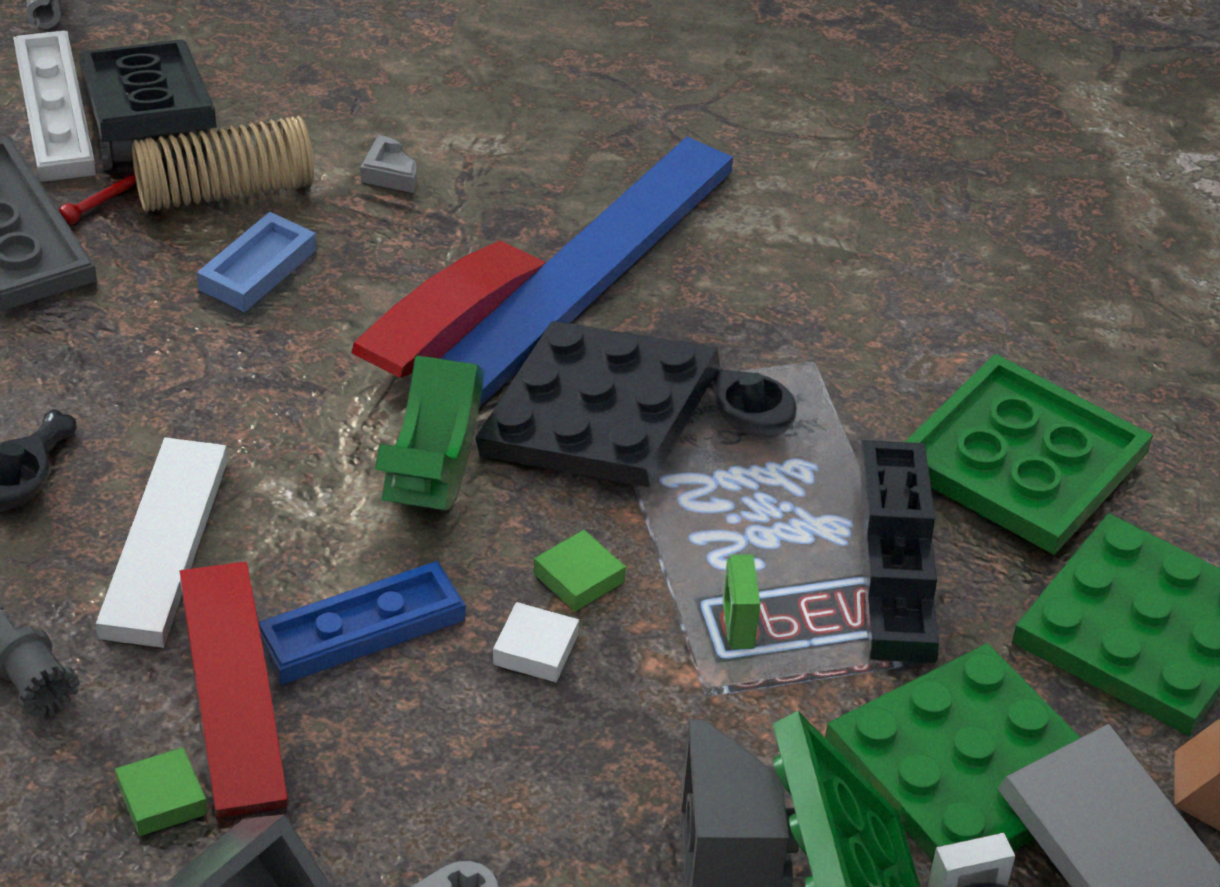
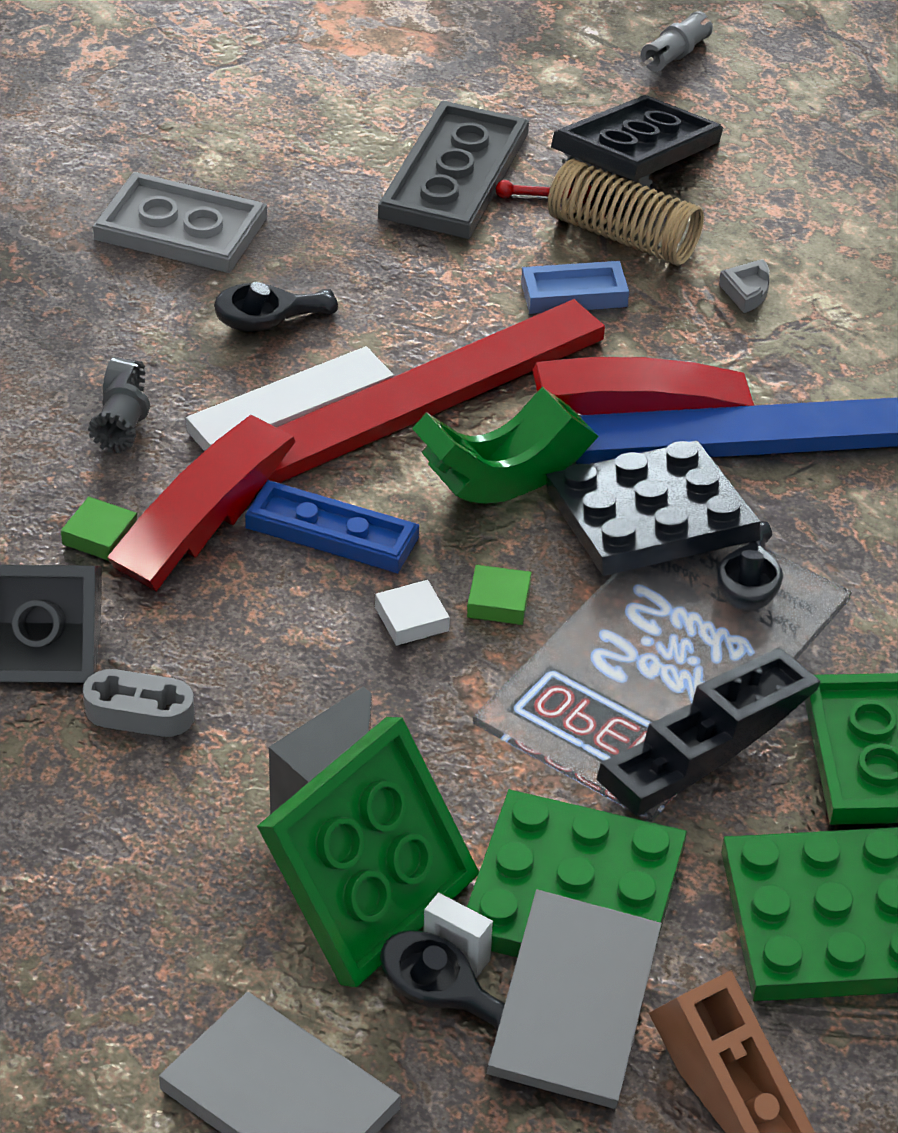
camera: 50 degrees right, 0 degrees up
(54, 106) = (610, 90): white tile -> none
(269, 426) = (435, 386): none -> red tile
(741, 601) = (551, 678): bright green tile -> none

